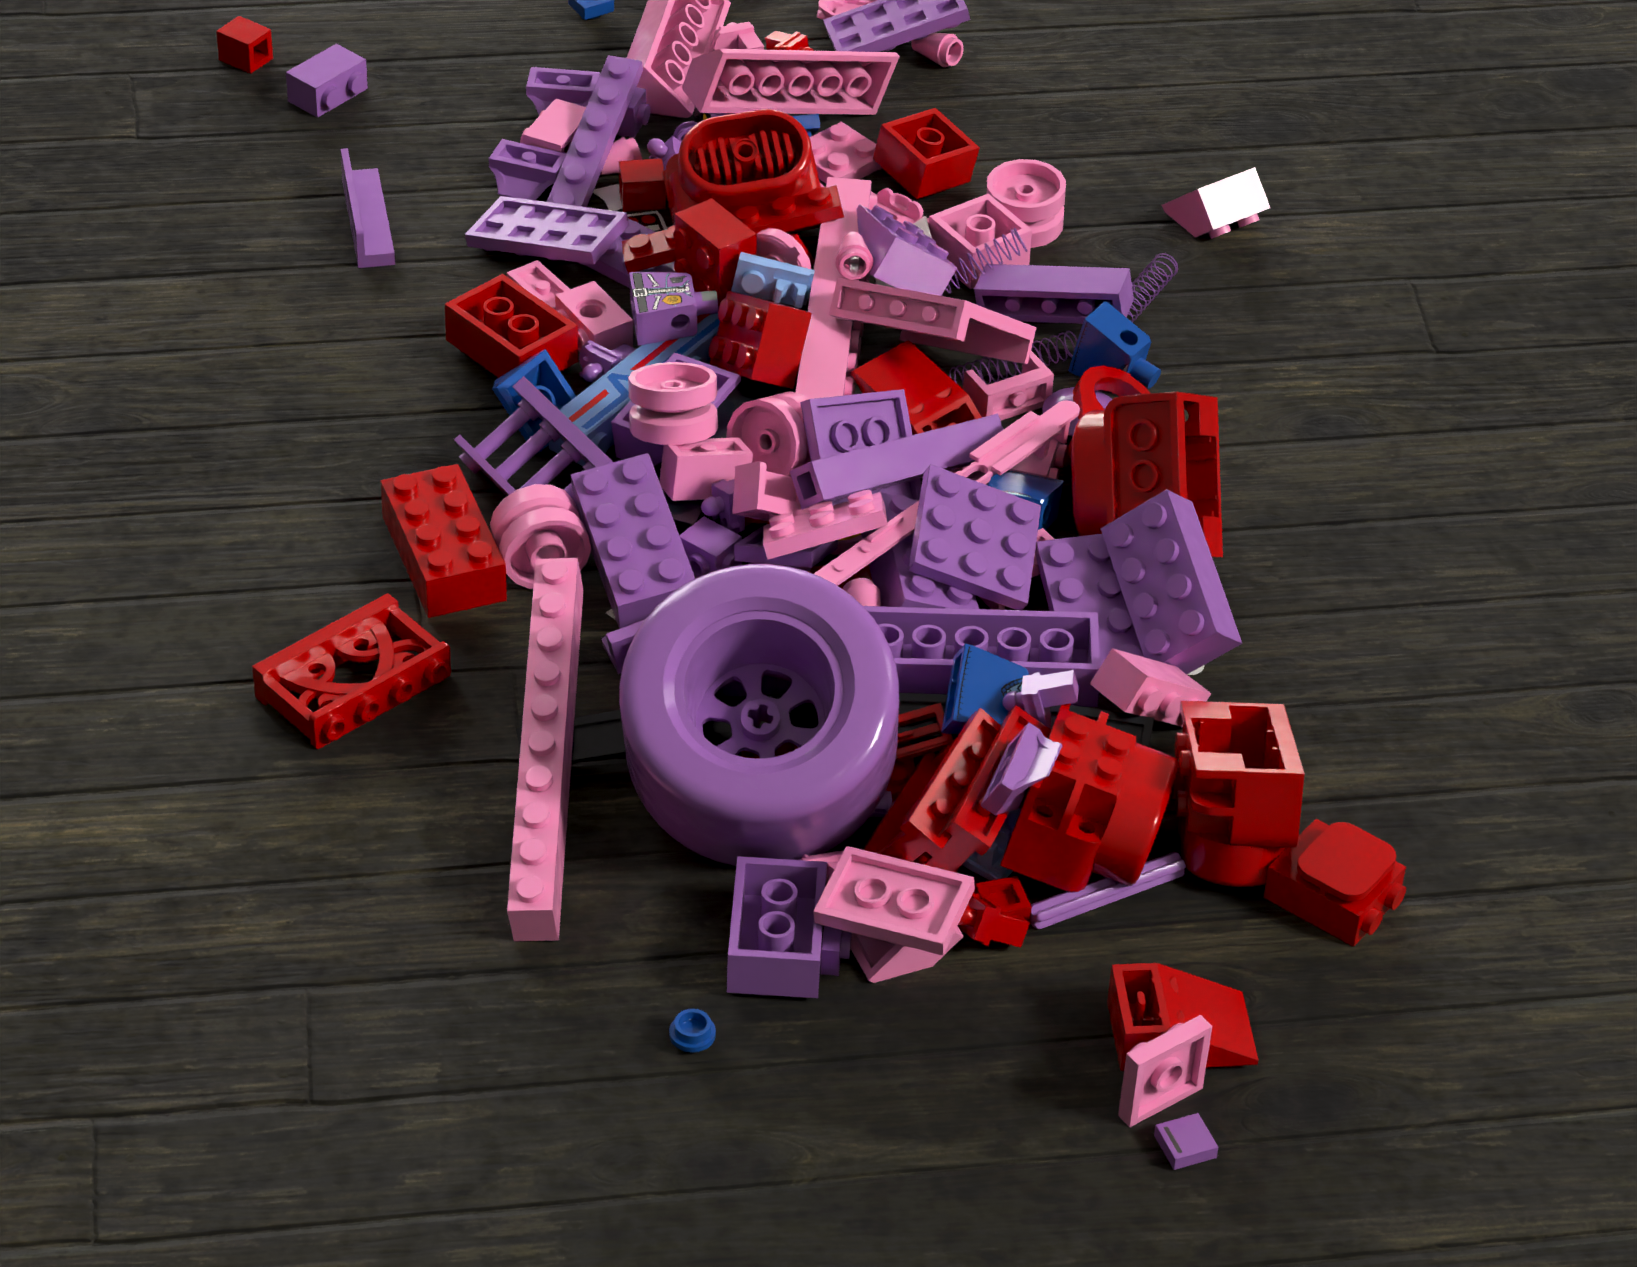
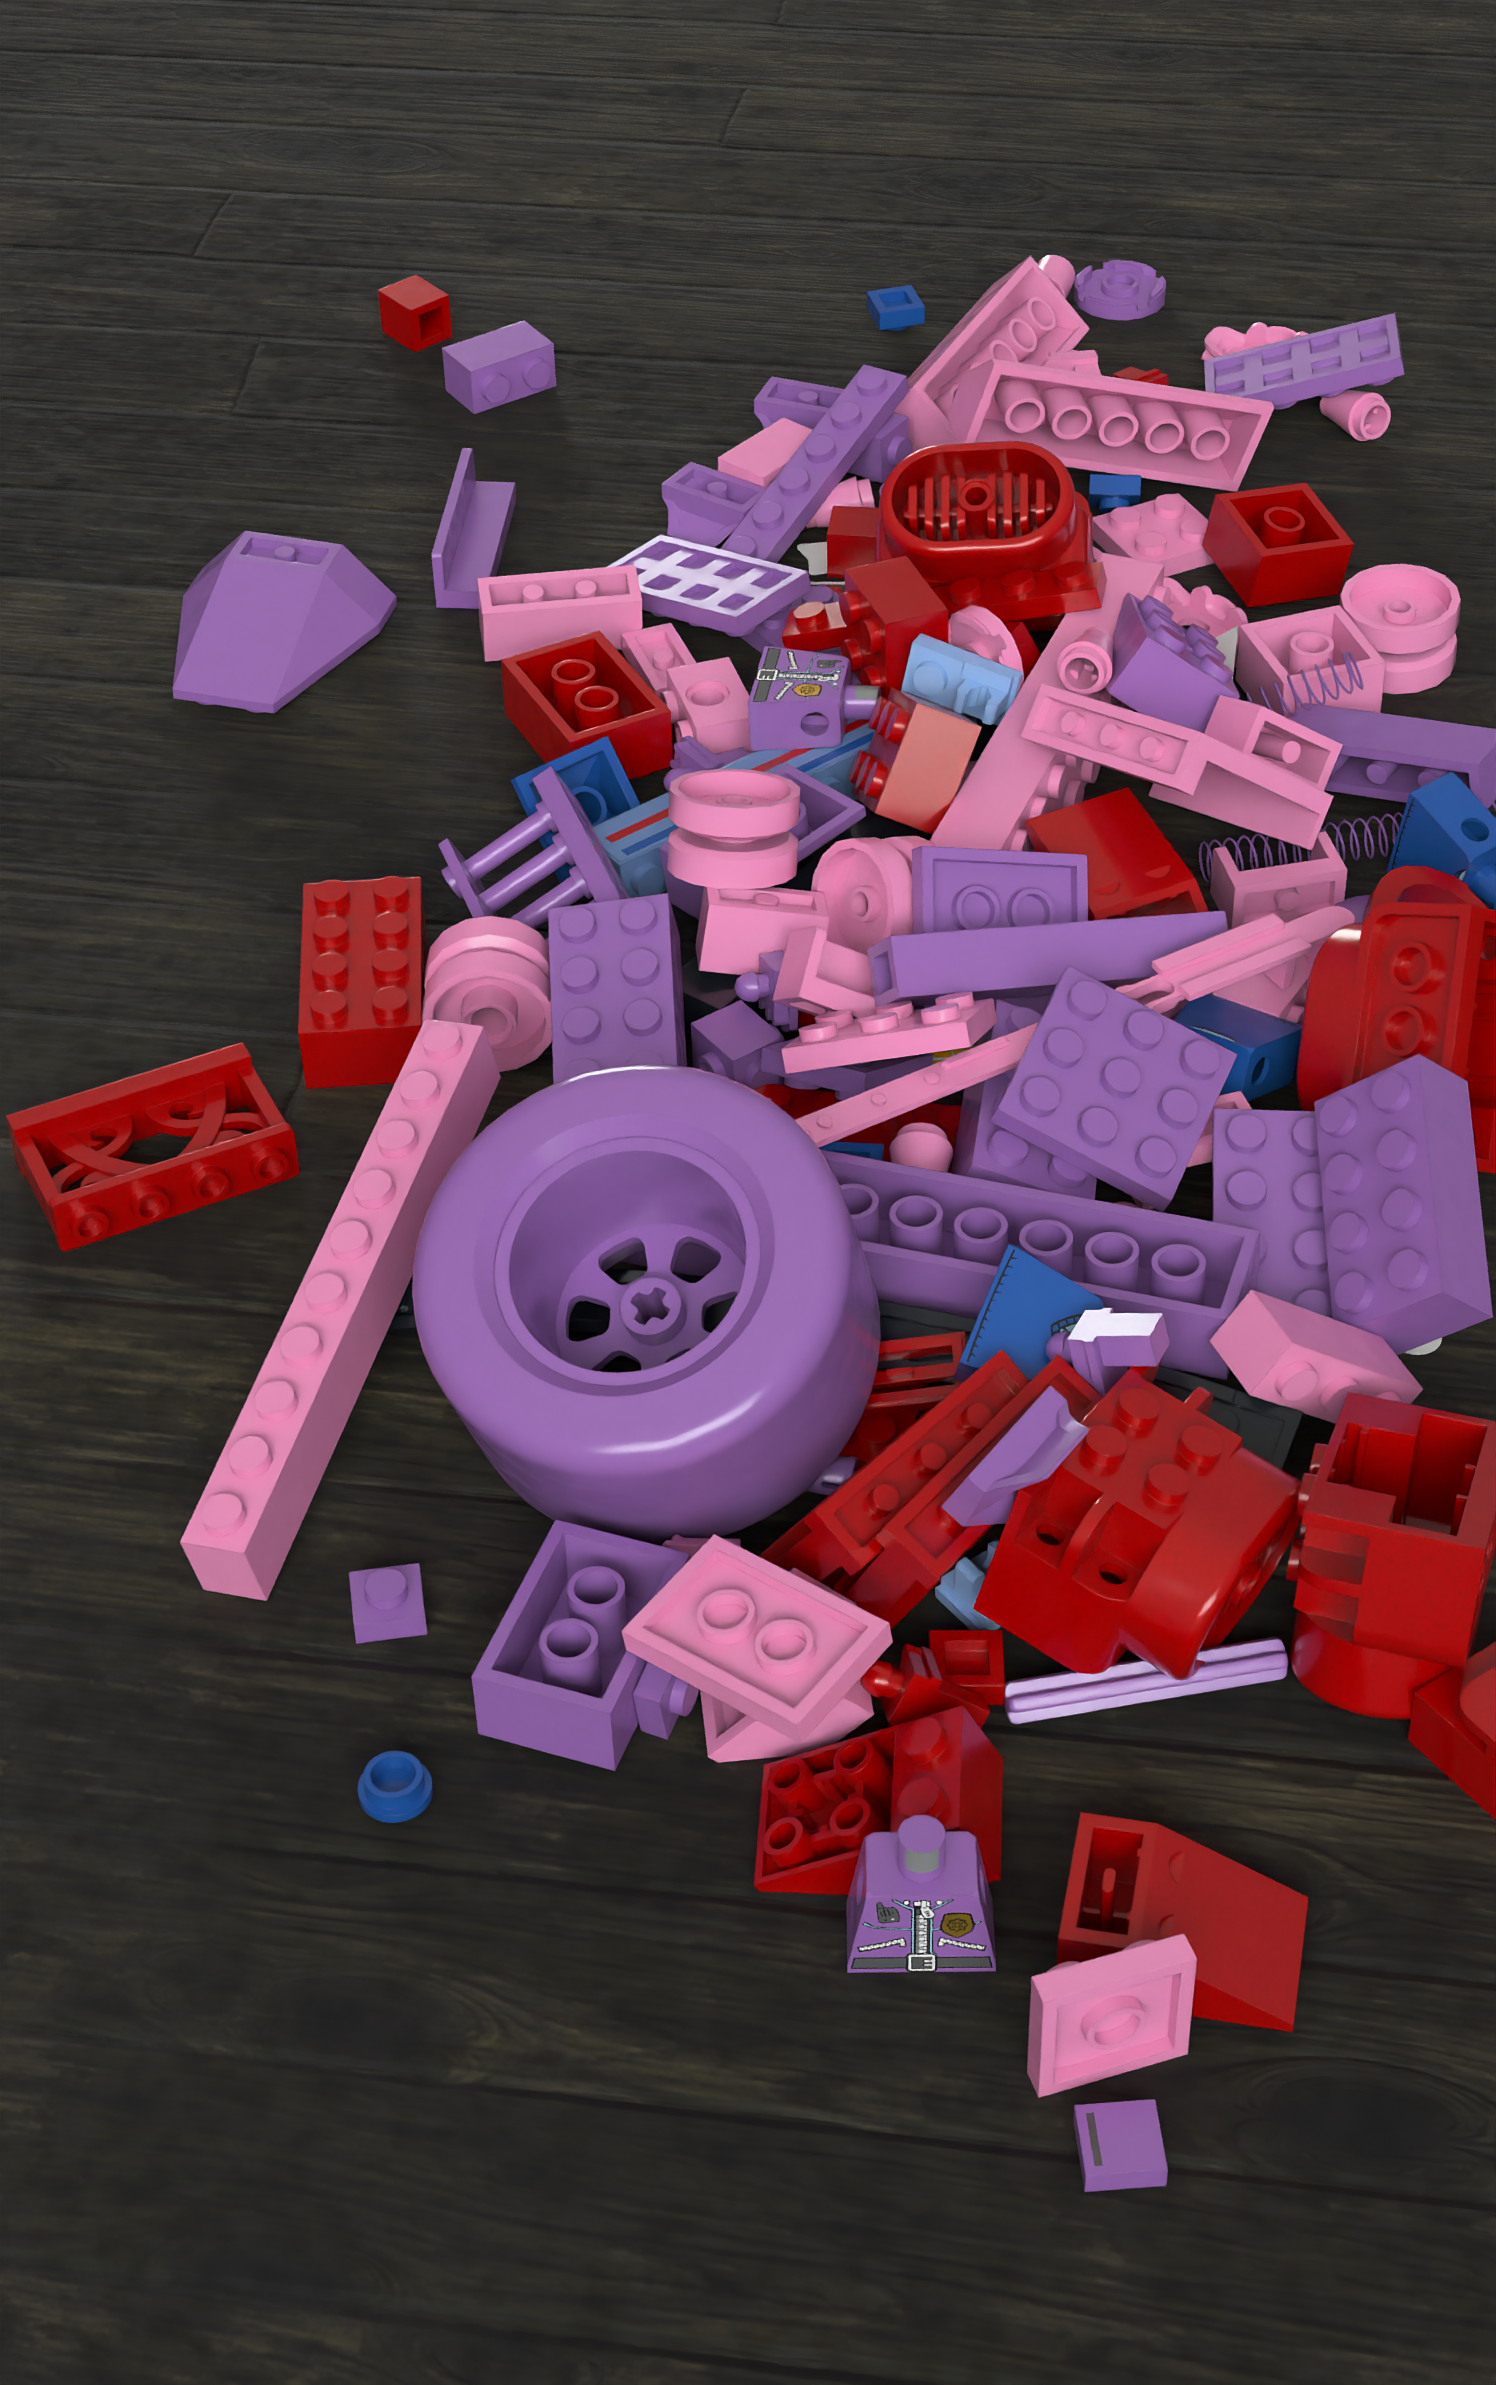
camera: 20 degrees right, 0 degrees up
(252, 293) = (273, 620): none -> medium lavender wedge
(458, 262) = (551, 607): none -> bright pink brick
(636, 927) = (387, 1603): none -> medium lavender plate
(984, 292) = (1274, 740): none -> bright pink brick
(987, 991) = (832, 1797): none -> red slope
(1031, 1033) = (920, 1902): none -> medium lavender torso

